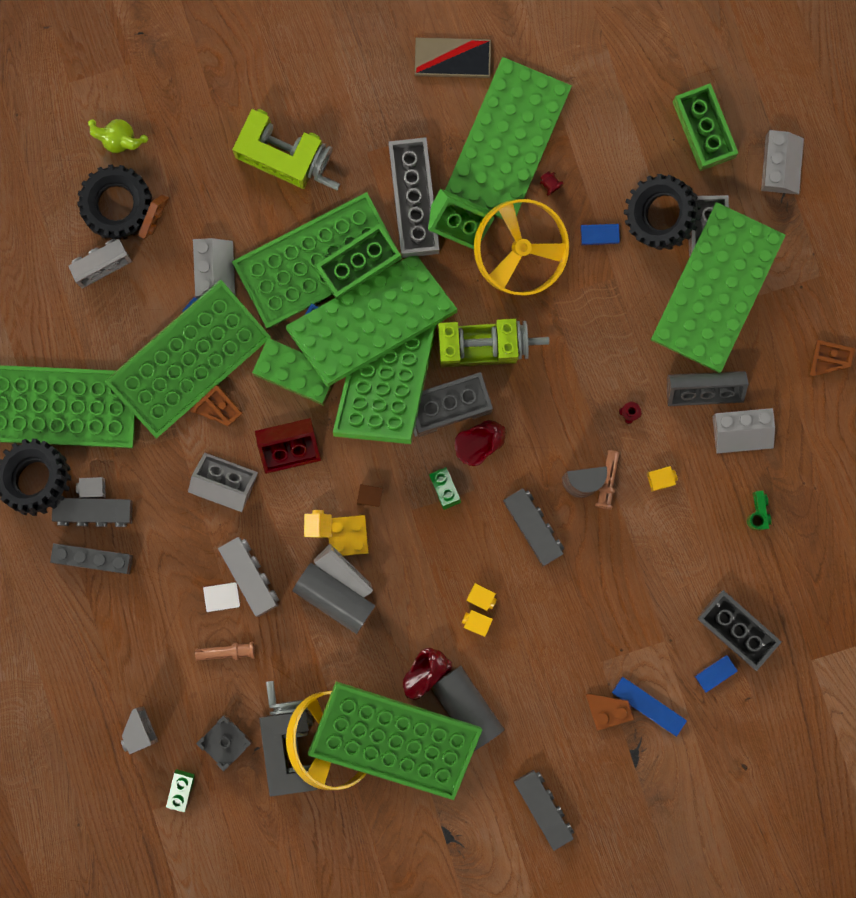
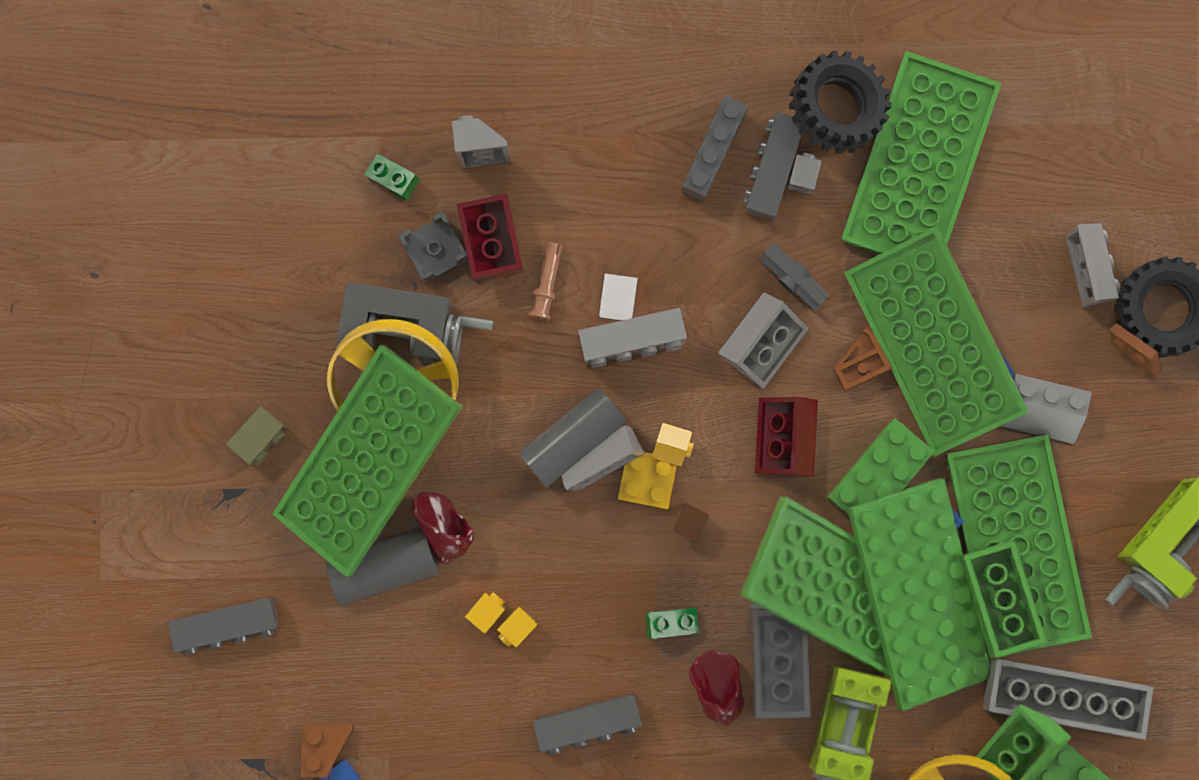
camera: 115 degrees right, 0 degrees up
(170, 473) = (793, 277): none -> dark grey piece
(205, 703) = (490, 237): none -> dark red slope
(401, 829) = (257, 436): none -> olive brick

